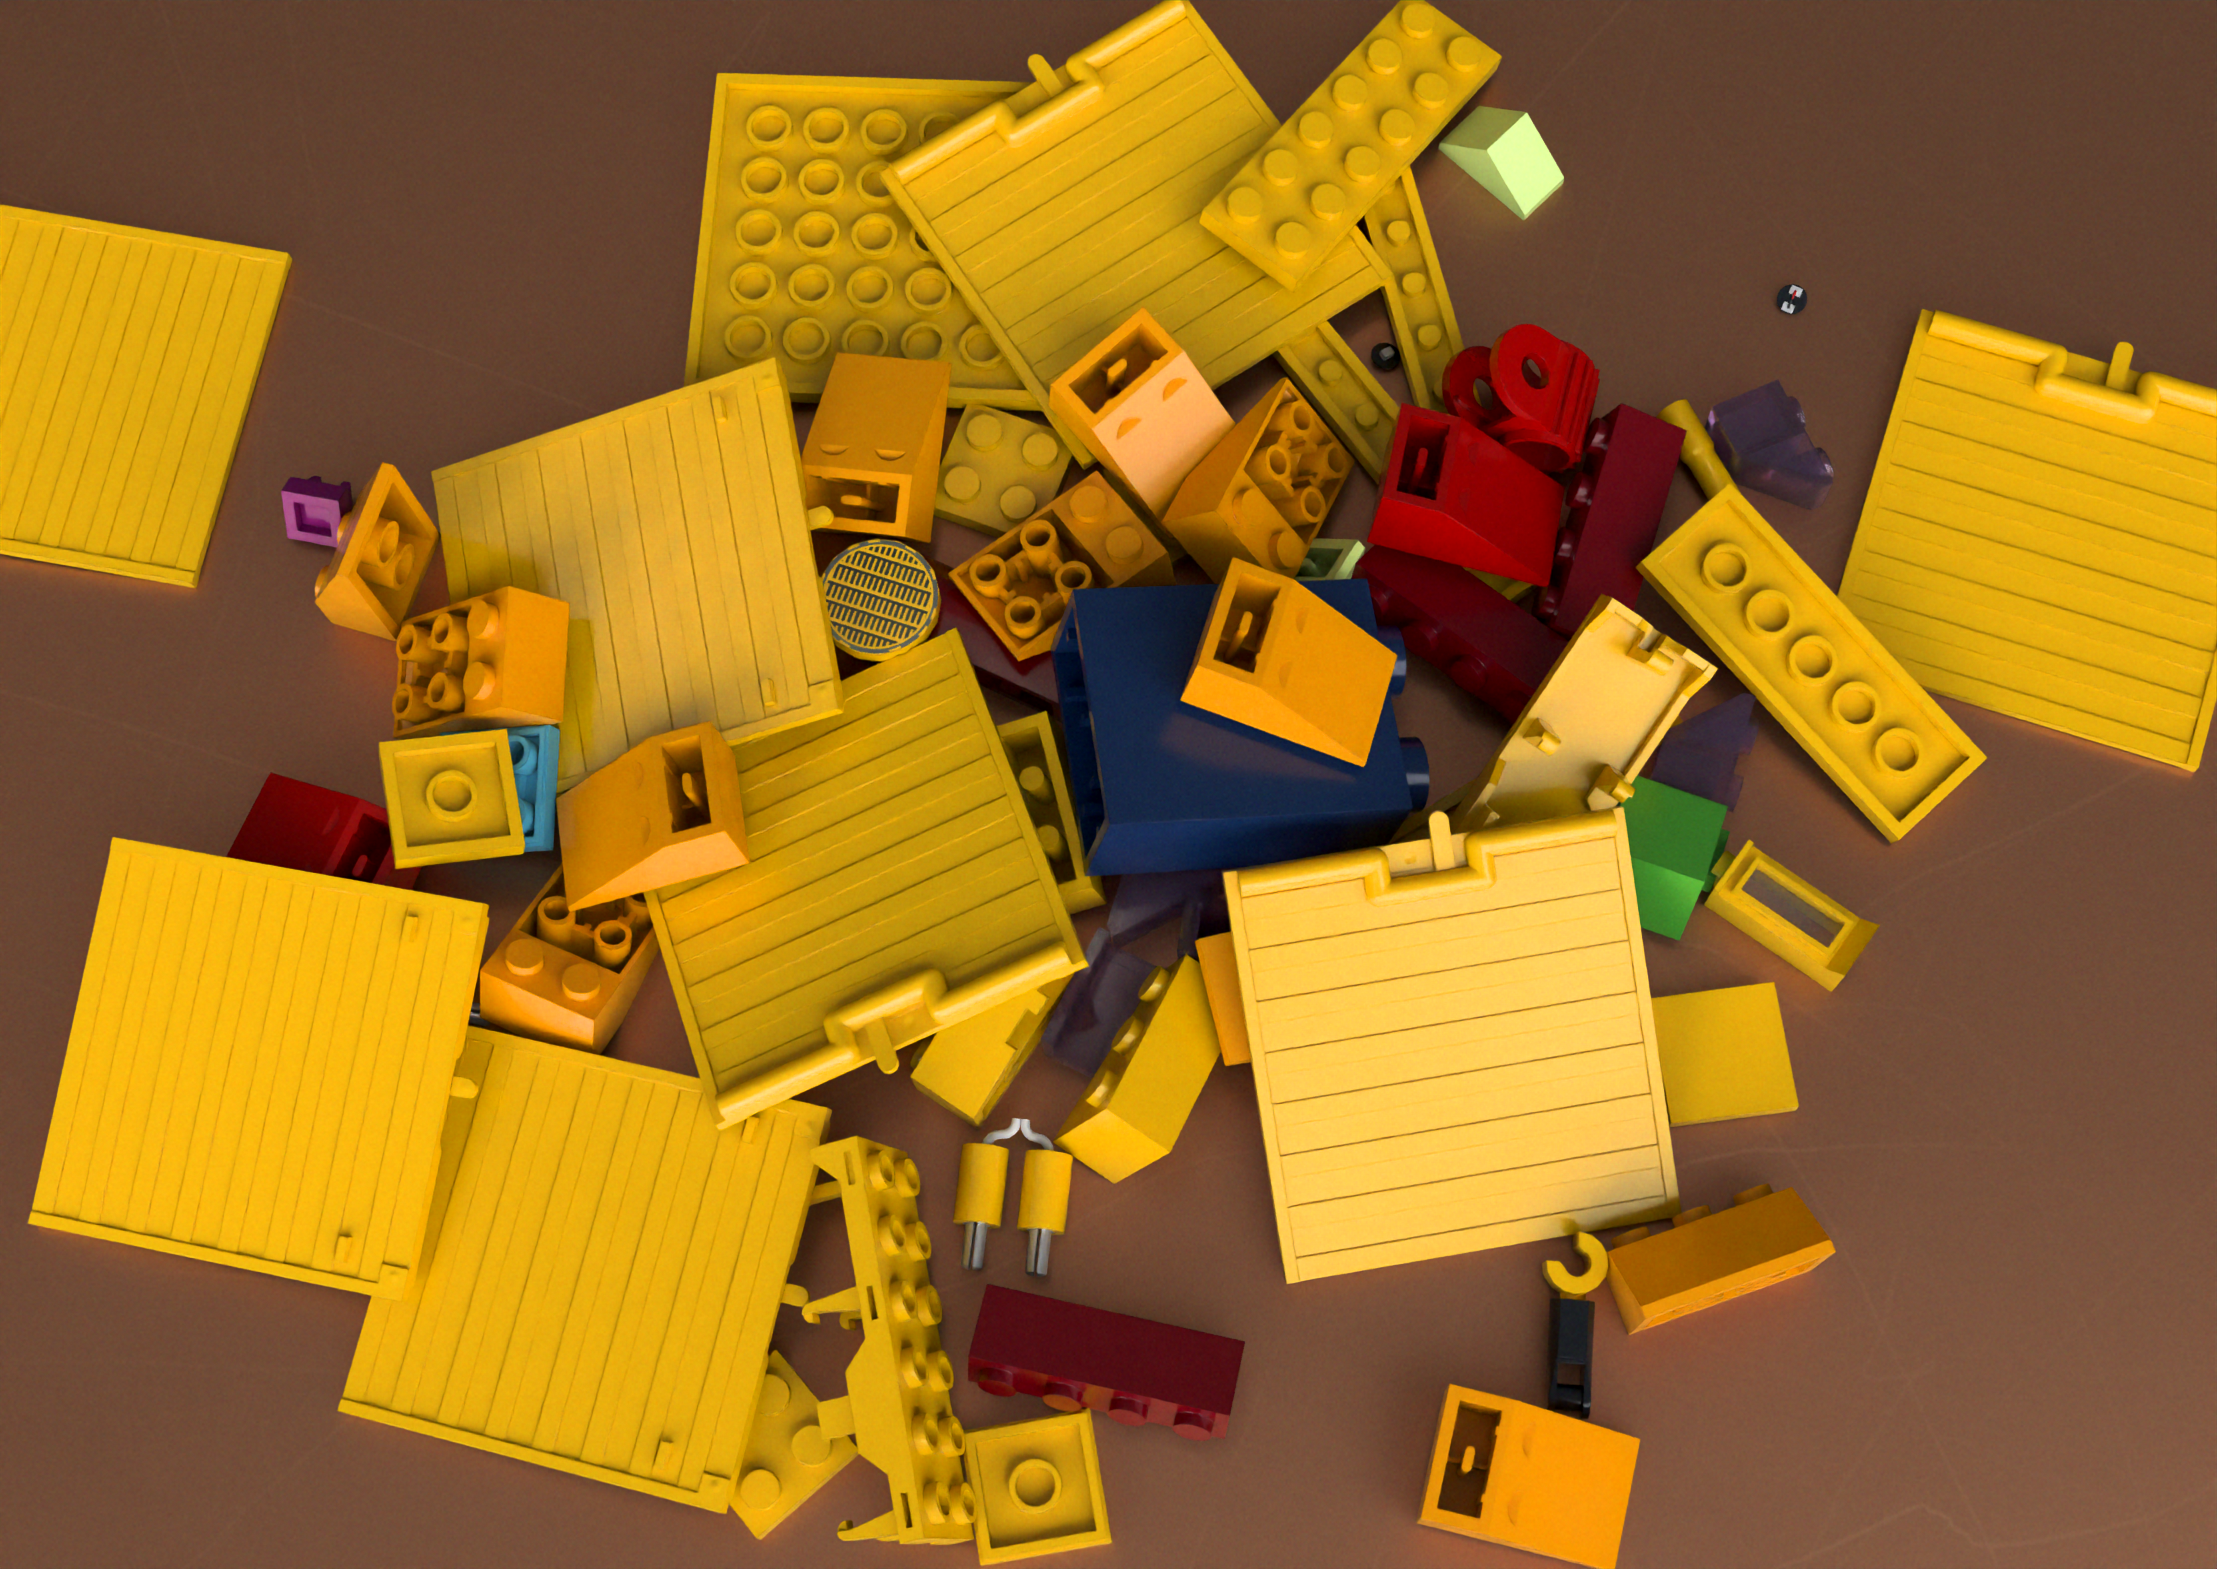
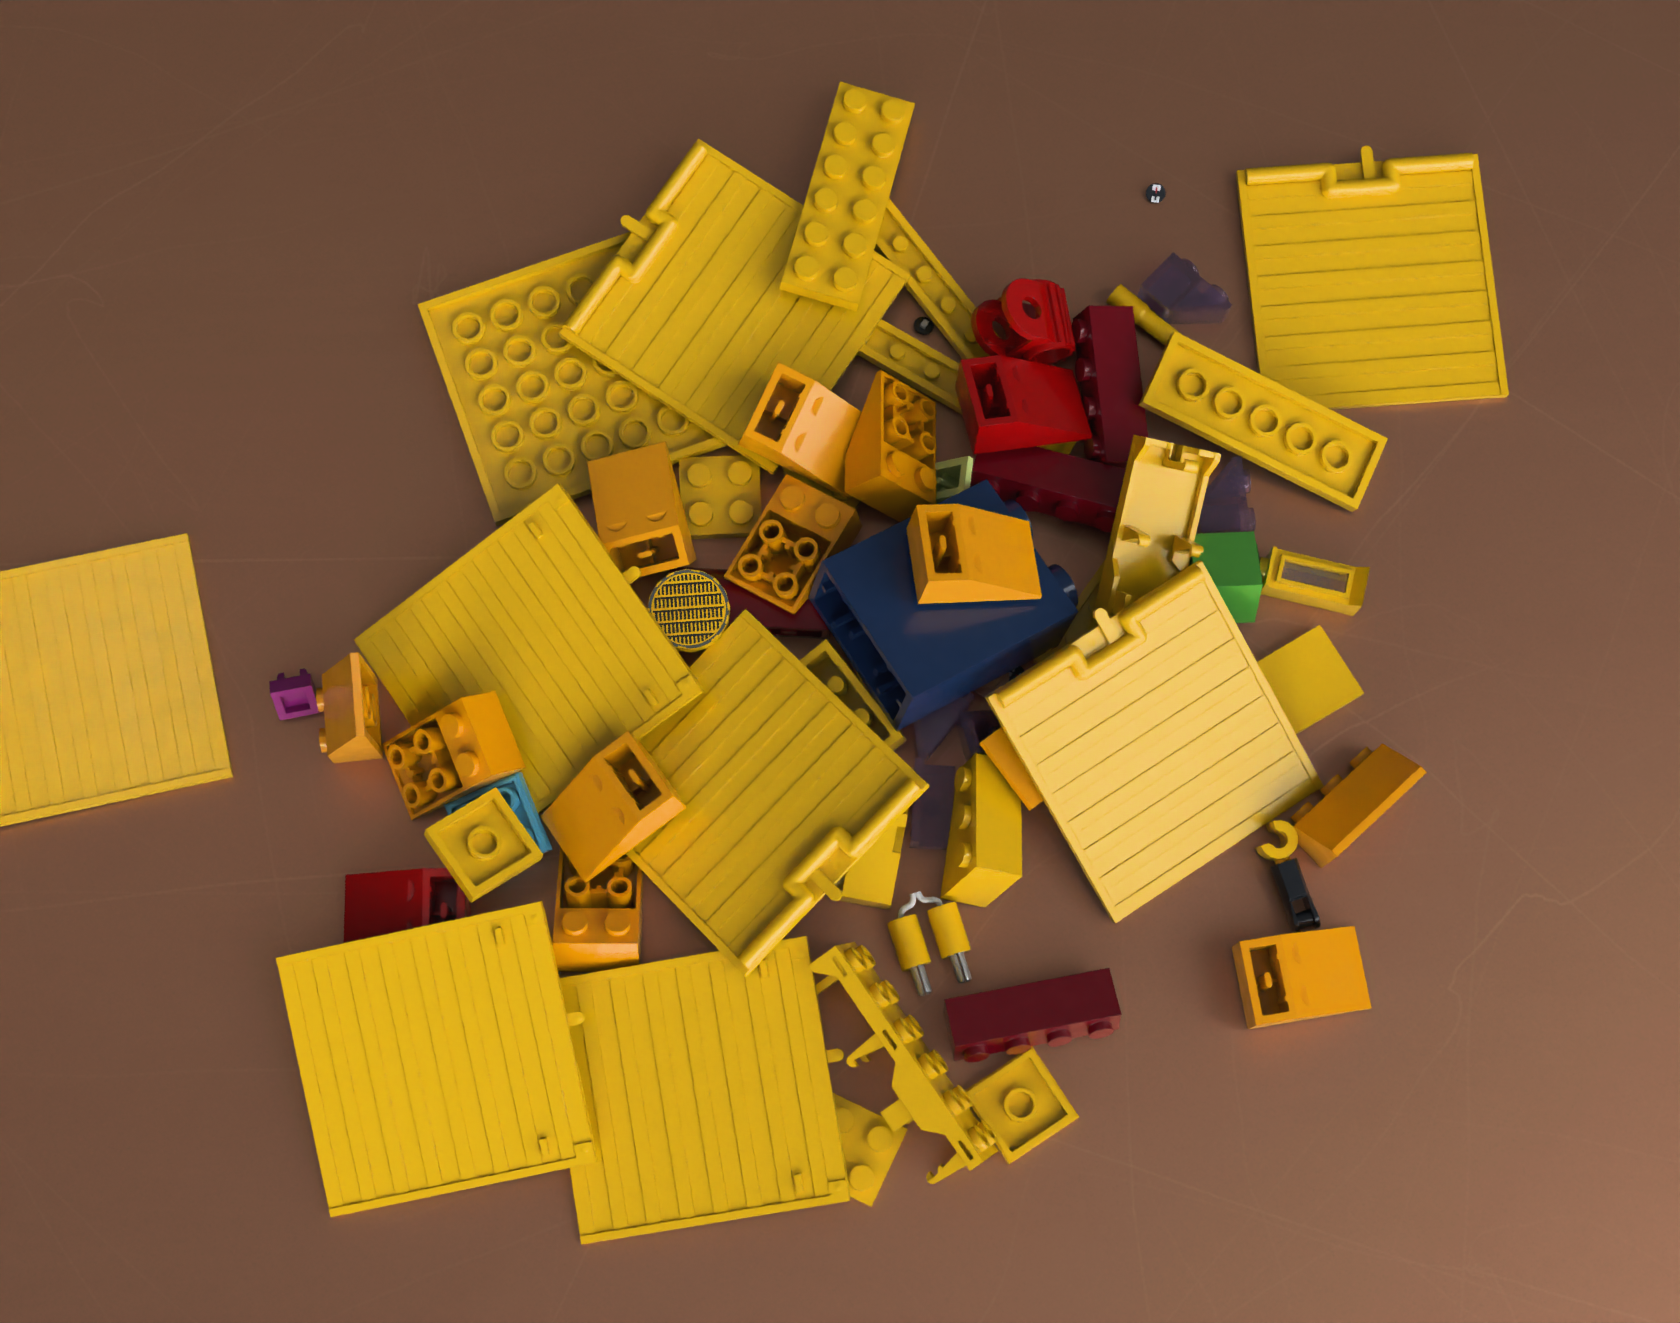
camera: 35 degrees left, 5 degrees up
(1505, 157) = (942, 167): yellowish green slope -> none

